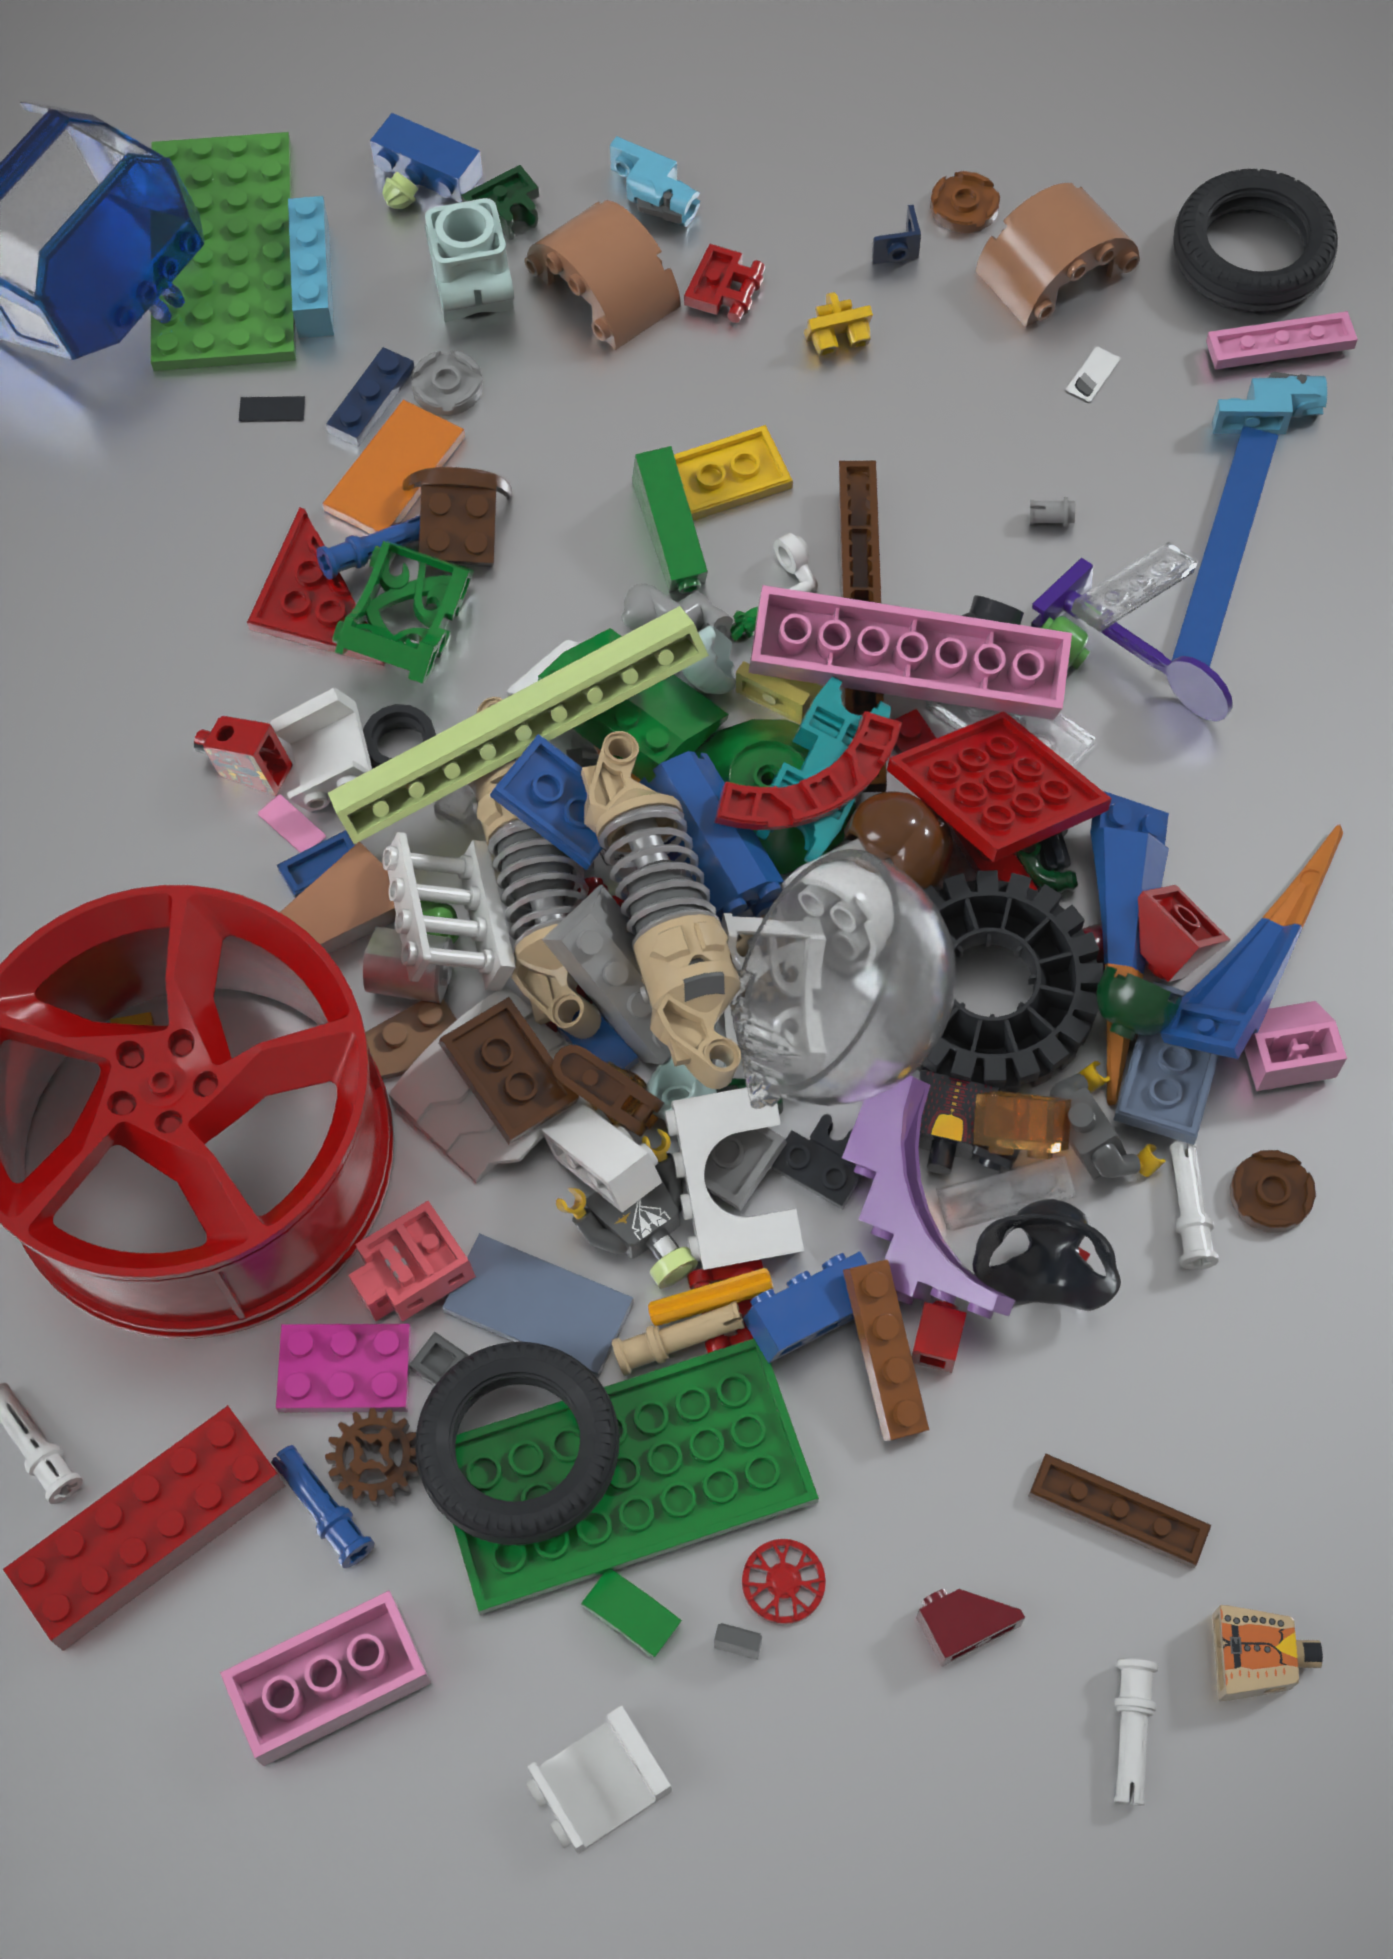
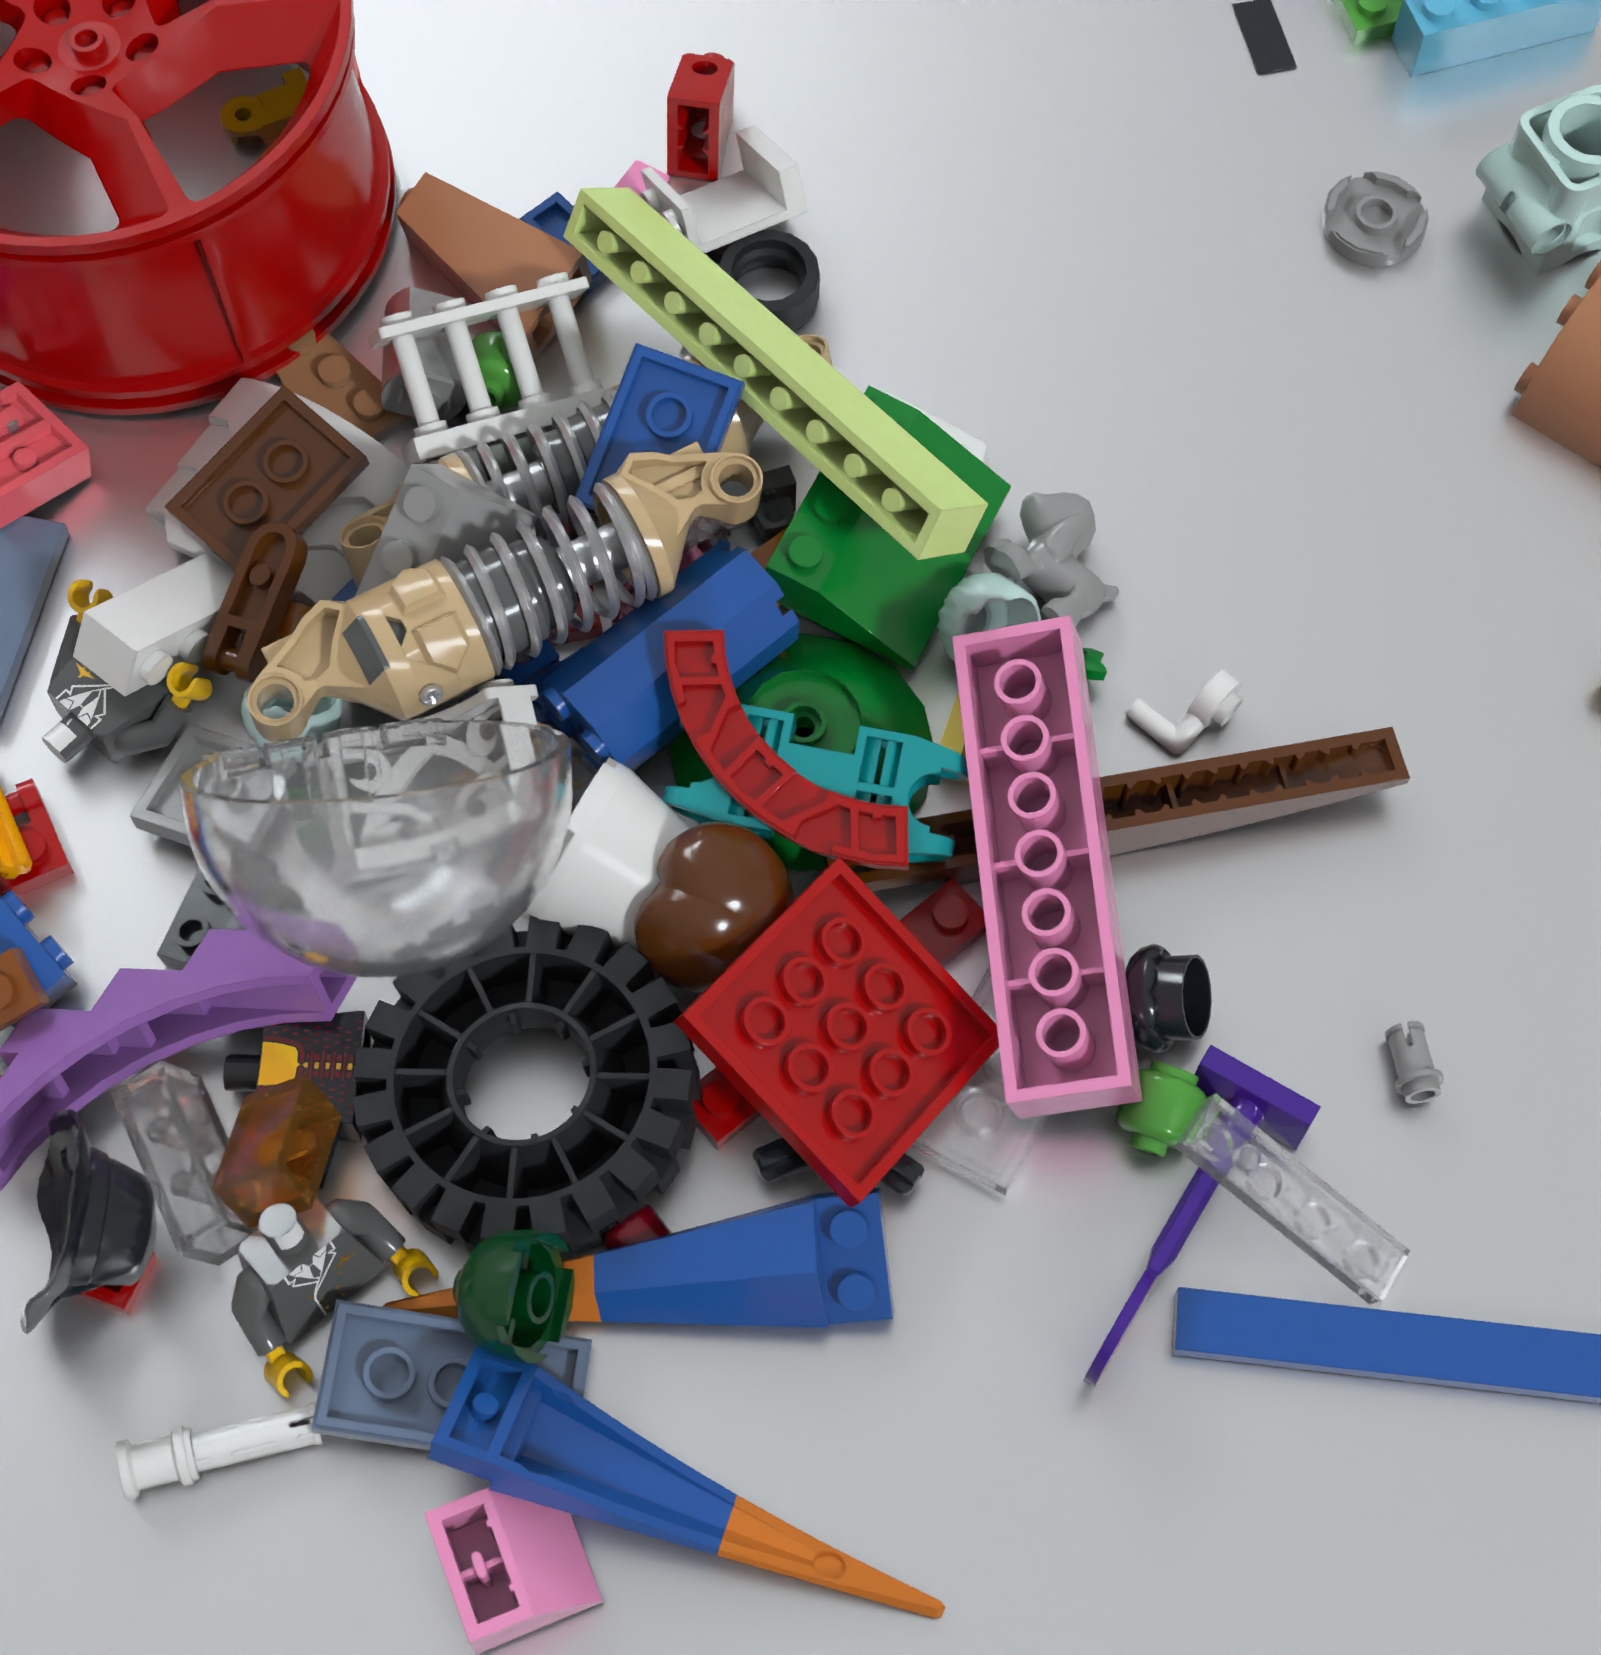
camera: 75 degrees right, 0 degrees up
(298, 597) = (974, 138): red tile -> none
(357, 551) = (1048, 165): blue pin -> none
(370, 396) = (1318, 135): dark blue plate -> none
(372, 490) = (1207, 188): orange tile -> none
(375, 638) = (937, 190): green fence -> none
(458, 513) = (1142, 268): reddish brown piece -> none
(669, 519) = (1215, 522): green slope -> none
(673, 1267) = (36, 756): yellowish green piece -> none
(720, 1236) = (86, 798): white arch -> none
(732, 472) = (1340, 597): yellow tile -> none
(1040, 876) = (736, 1161): dark green piece -> none
(1175, 933) = (682, 1358): red slope -> none
(1272, 1191) = (265, 1575): reddish brown tile -> none

